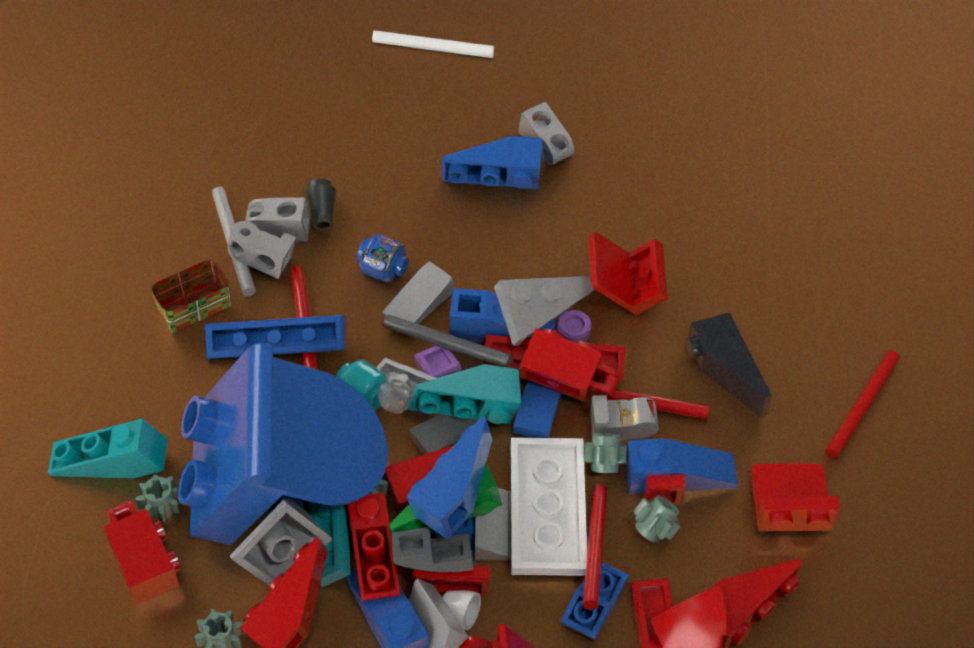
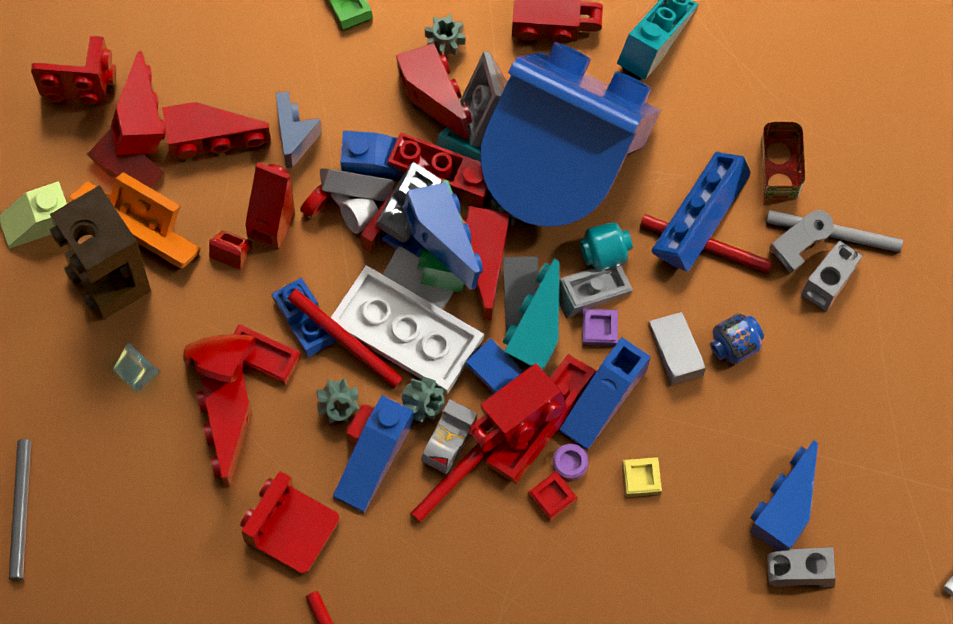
camera: 120 degrees right, 15 degrees up
(159, 497) = (595, 40): sand green gear -> none
(320, 200) = (832, 320): pearl dark grey cone -> none
(394, 395) = (583, 256): clear plate -> none
(448, 341) = (610, 338): dark grey bar -> none
(537, 301) = (601, 426): light grey wing -> none
(548, 267) = (641, 477): none -> light yellow tile
(612, 325) = (552, 496): none -> red tile
(629, 279) = (593, 528): red bracket -> none
(728, 361) = (454, 563): black slope -> none

